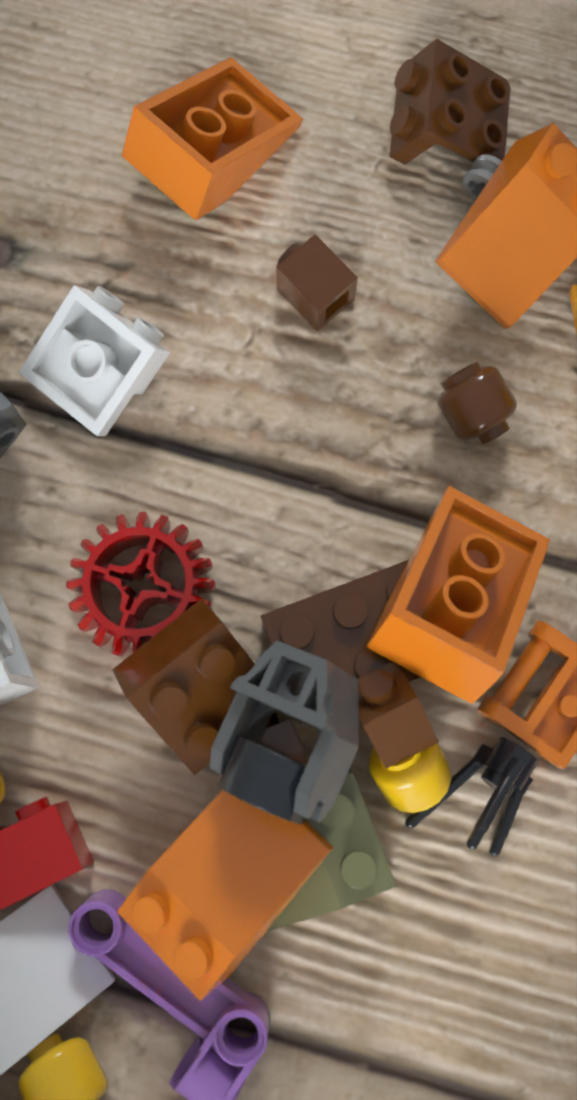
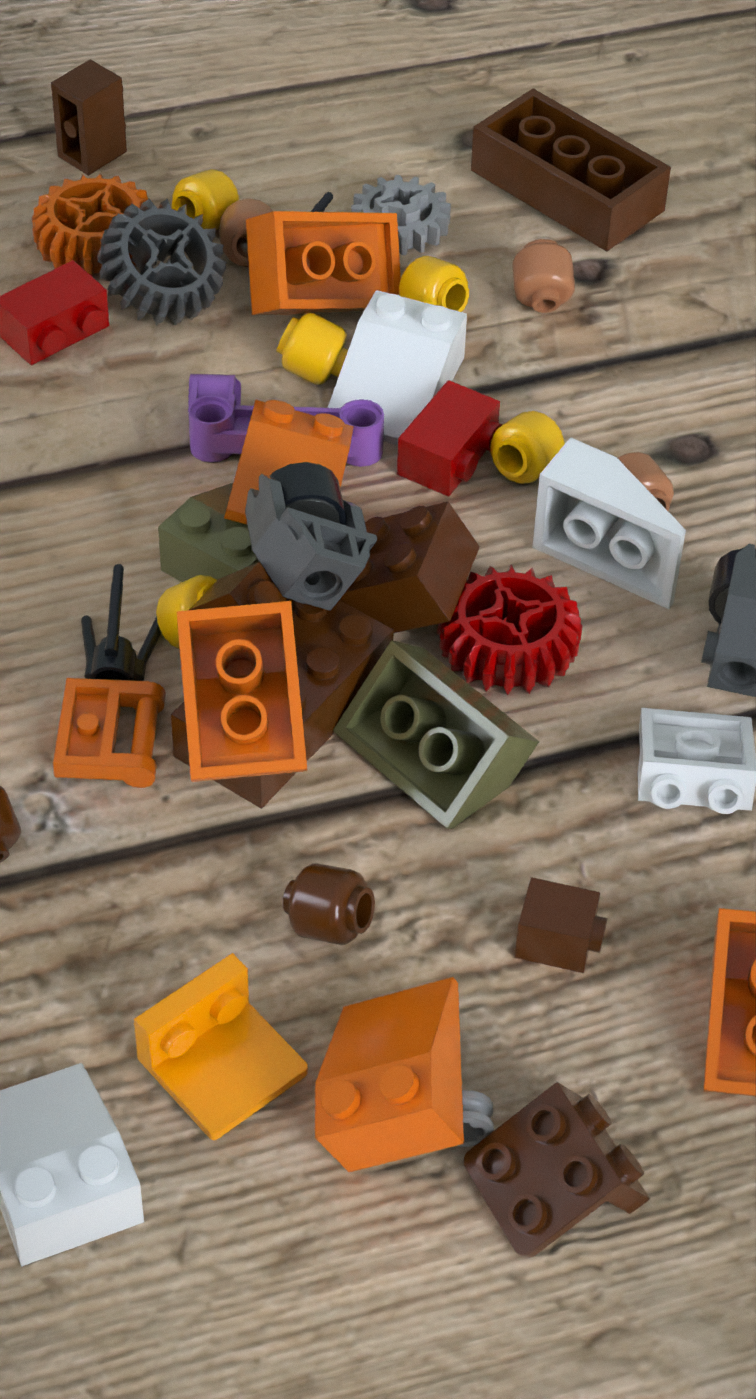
camera: 145 degrees right, 30 degrees down
(281, 512) = (434, 734): none -> olive slope

